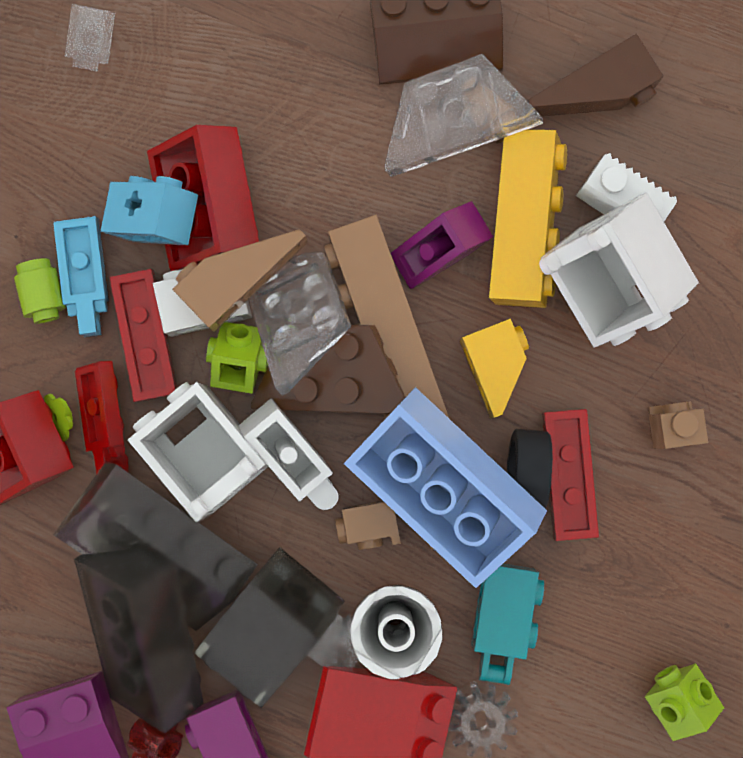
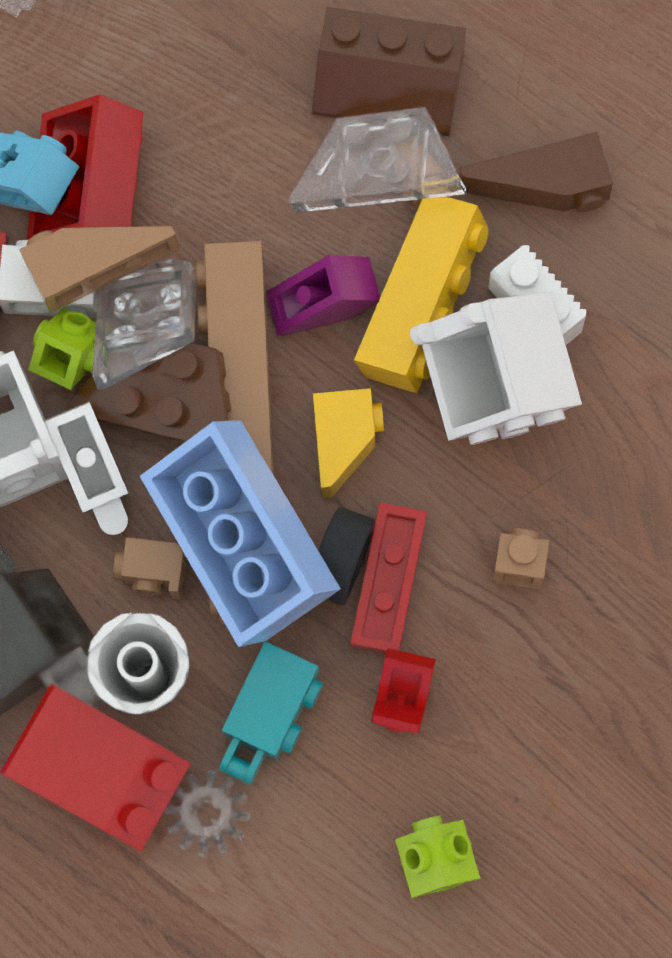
camera: 20 degrees right, 10 degrees down
(613, 569) = (403, 691): none -> red bracket

